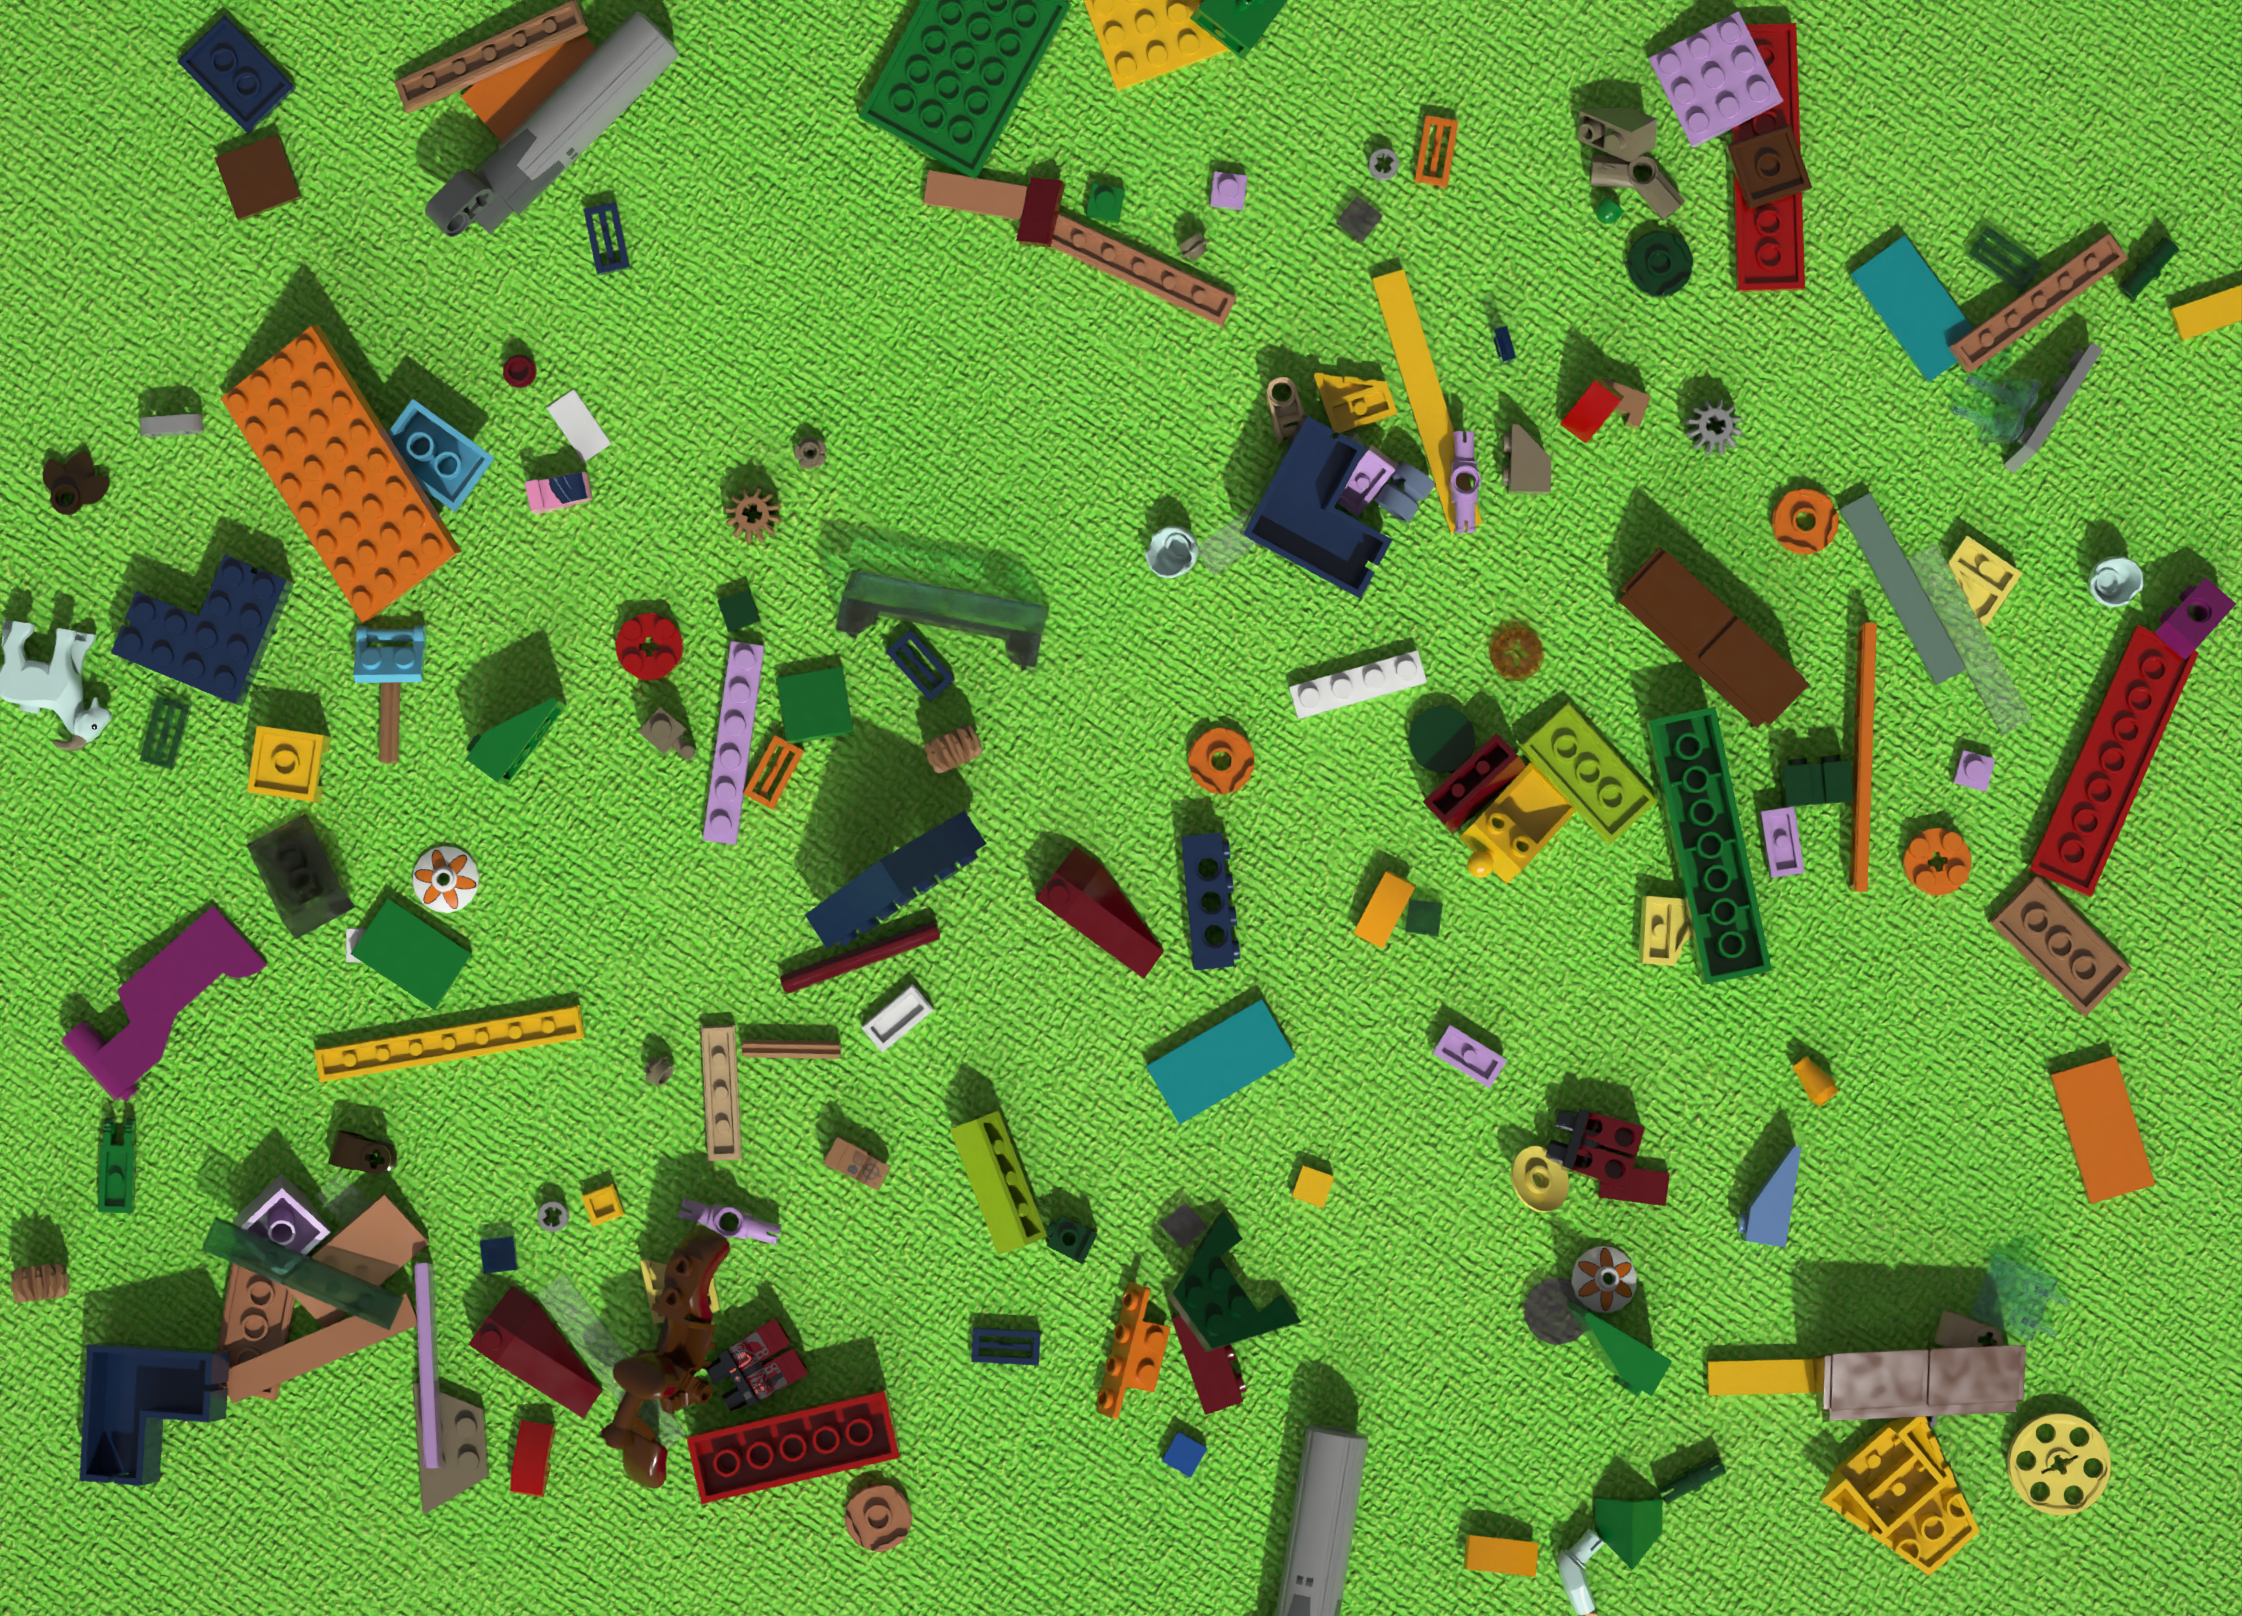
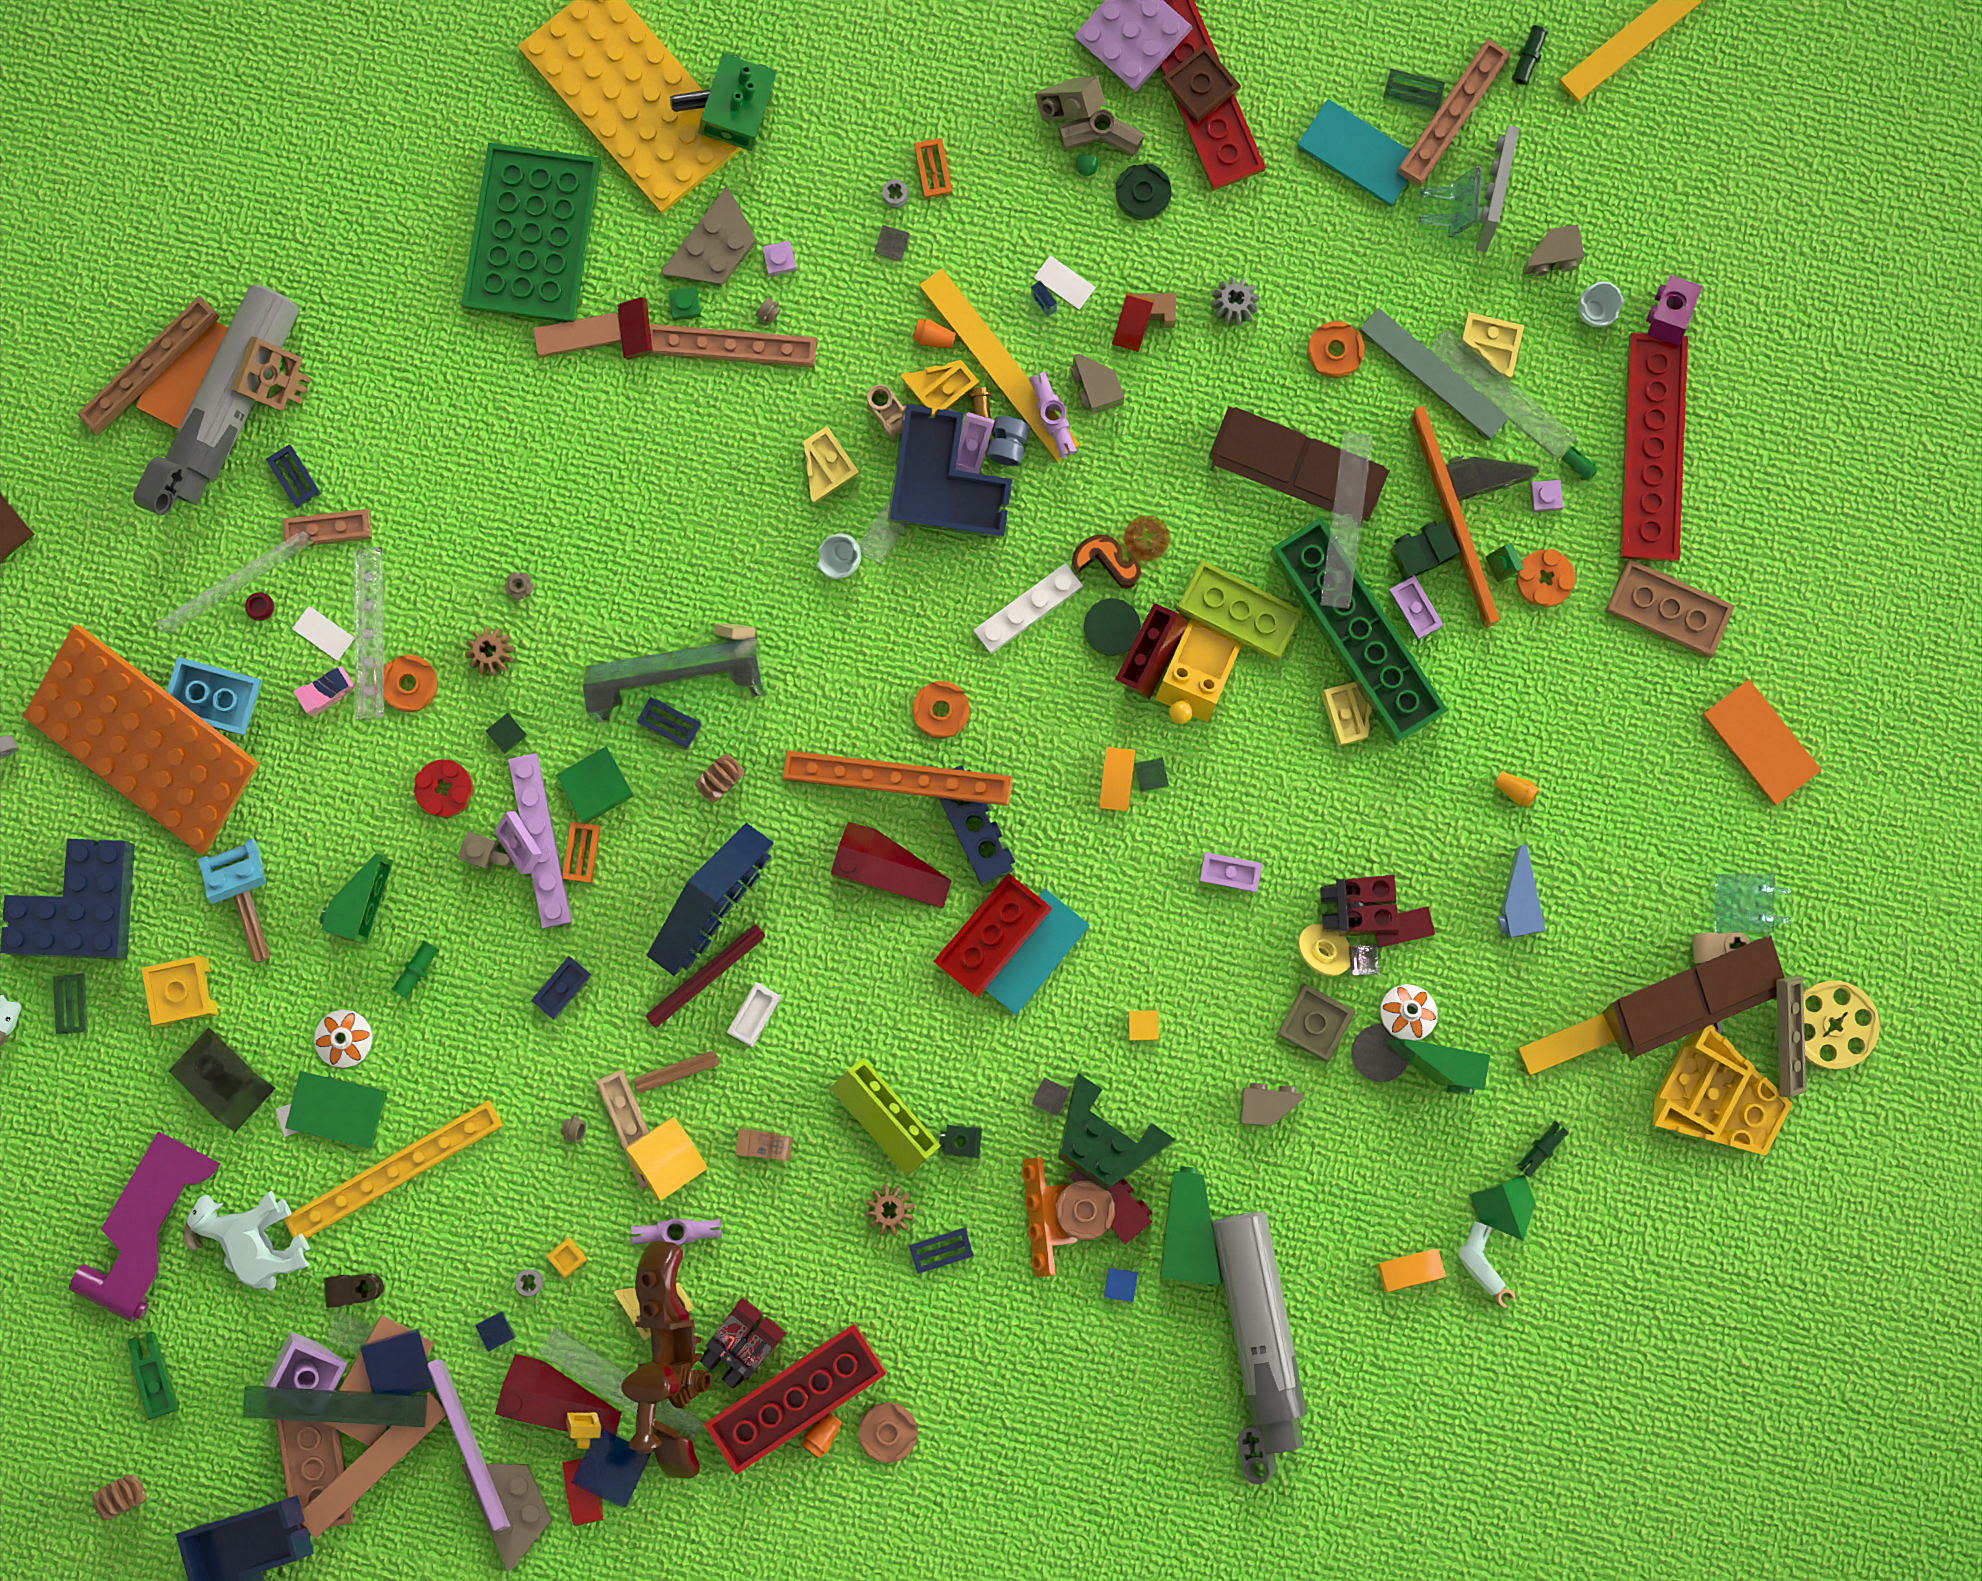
camera: 20 degrees left, 5 degrees down
(266, 1061) = (244, 1240): none -> light aqua animal
(383, 1252) = (397, 1364): none -> clear blue tile
(502, 335) = (234, 582): none -> clear tile
(549, 834) = (415, 969): none -> green pin
(557, 1393) = (583, 1427): none -> yellow tile
(569, 1446) = (610, 1469): none -> clear blue tile
(623, 311) = (331, 527): none -> nougat tile
(628, 446) = (368, 633): none -> clear tile
(637, 133) = (288, 382): none -> medium nougat piece
(671, 522) = (420, 695): none -> orange tile
(700, 912) = (561, 987): none -> dark blue plate
(709, 738) = (518, 842): none -> lavender plate
(747, 1139) = (666, 1158): none -> yellow slope
(806, 1495) = (821, 1436): none -> orange cone
(956, 1278) = (879, 1209): none -> medium nougat gear
(1027, 591) = (734, 631): none -> tan tile
(1146, 821) = (898, 778): none -> orange tile
(1161, 149) = (714, 245): none -> dark tan wing
(1175, 1363) = (1085, 1210): none -> nougat tile
(1186, 1029) = (992, 935): none -> red plate
(1196, 443) = (826, 464): none -> light yellow wing
(1277, 1429) = (1189, 1237): none -> green slope
(1365, 340) = (932, 334): none -> orange cone
(1390, 437) = (980, 401): none -> pearl gold pin
(1412, 1324) = (1267, 1106): none -> dark tan slope
(1469, 661) = (1110, 556): none -> reddish brown animal
(1499, 1252) = (1315, 1023): none -> olive tile
(1534, 334) = (1064, 282): none -> white sticker
(1577, 1205) = (1363, 960): none -> tile
(1740, 722) = (1346, 520): none -> clear tile
(1898, 828) = (1504, 562): none -> green plate
(1907, 722) = (1481, 475): none -> clear smoke slope
(2006, 1460) = (1791, 1036): none -> dark tan tile
(2024, 749) = (1580, 463): none -> green pin
(2091, 501) = (1557, 250): none -> dark tan slope

